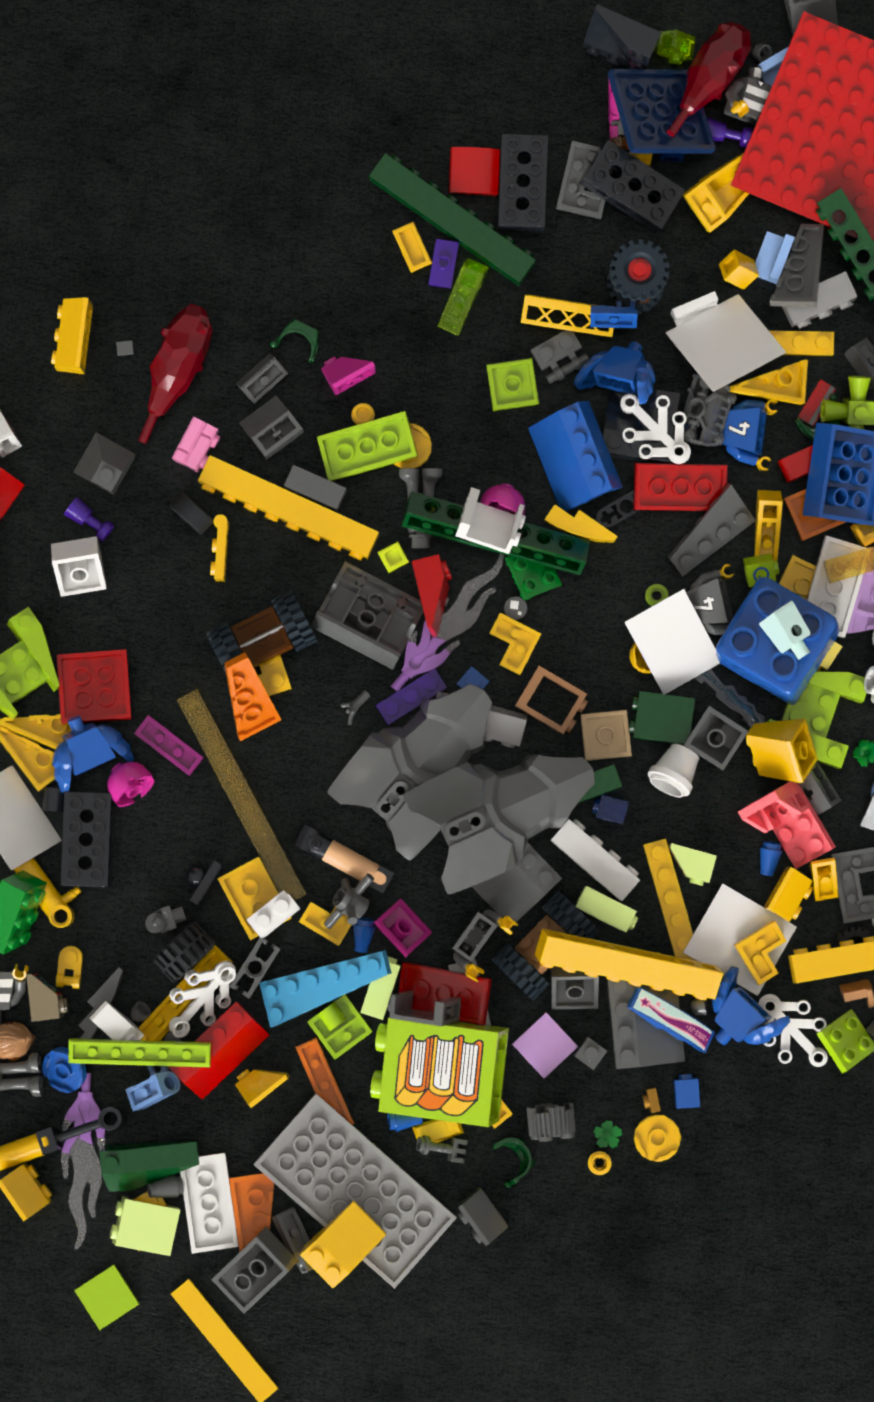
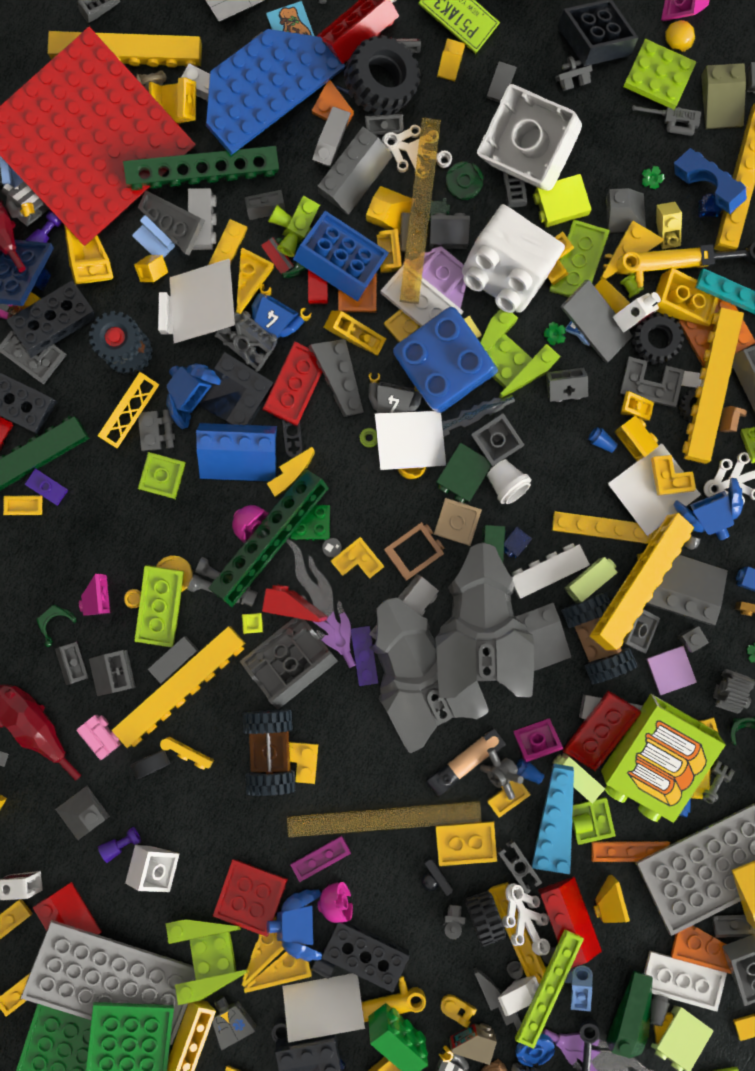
camera: 70 degrees left, 0 degrees up
(249, 699) = (311, 782): orange wing -> none
(273, 914) = (487, 837): white panel -> none
(354, 705) = (352, 703): dark grey bar -> none
(445, 1012) = (622, 745): dark grey panel -> none
(463, 296) = (77, 483): clear neon green slope -> none
(472, 677) = (372, 603): blue brick -> none
(475, 937) = (571, 689): dark grey torso -> none
(489, 525) = (261, 539): white panel -> none
(614, 317) = (144, 375): blue plate -> none
(658, 431) = (246, 381): white plant -> none
(671, 1019) = (694, 567): slope -> none
(694, 863) = (583, 498): yellowish green slope -> none
(758, 567) = (383, 351): lime brick -> none
(782, 749) = (528, 393): yellow slope -> none
(787, 630) = (445, 345): light aqua torso -> none
(793, 822) = (584, 410): coral bracket -> none

